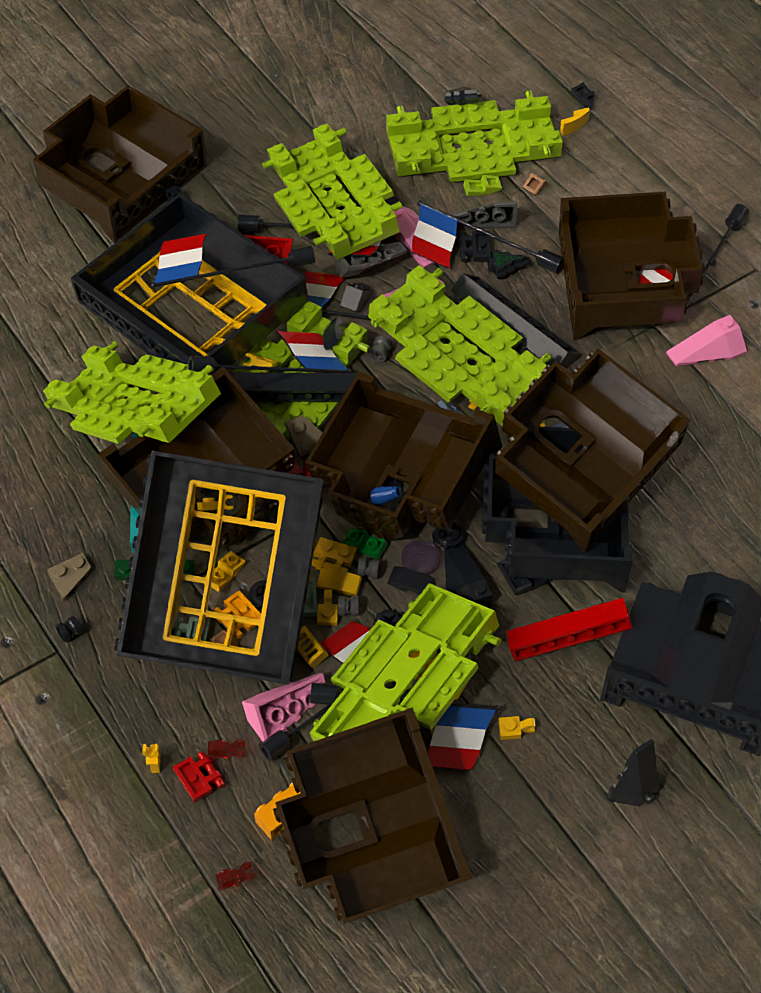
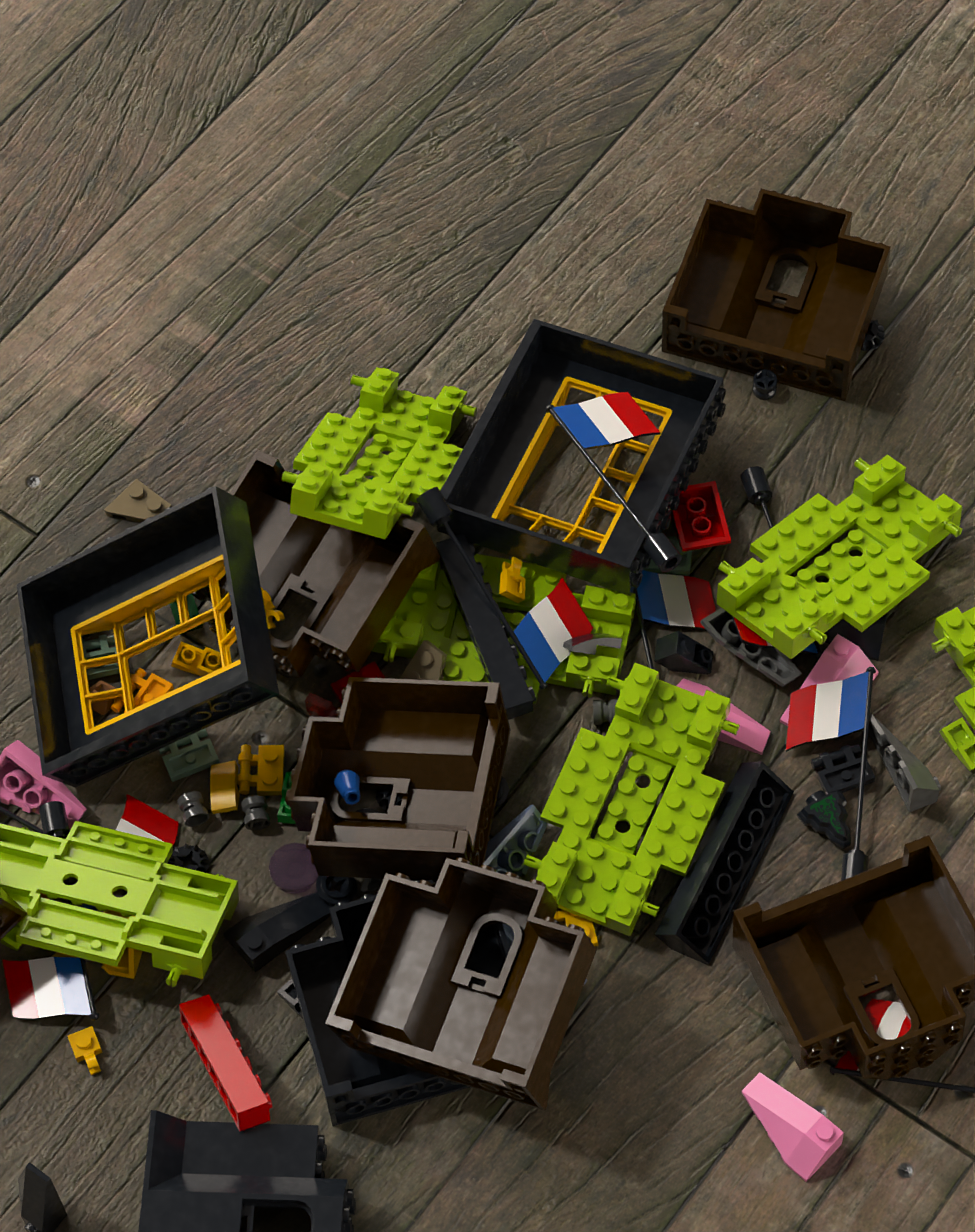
camera: 75 degrees right, 5 degrees up
(69, 629) = (64, 533): black wheel -> none
(319, 656) = (118, 791): yellow slope -> none
(327, 612) = (179, 786): yellow plate -> none
(408, 579) = (254, 866): black slope -> none

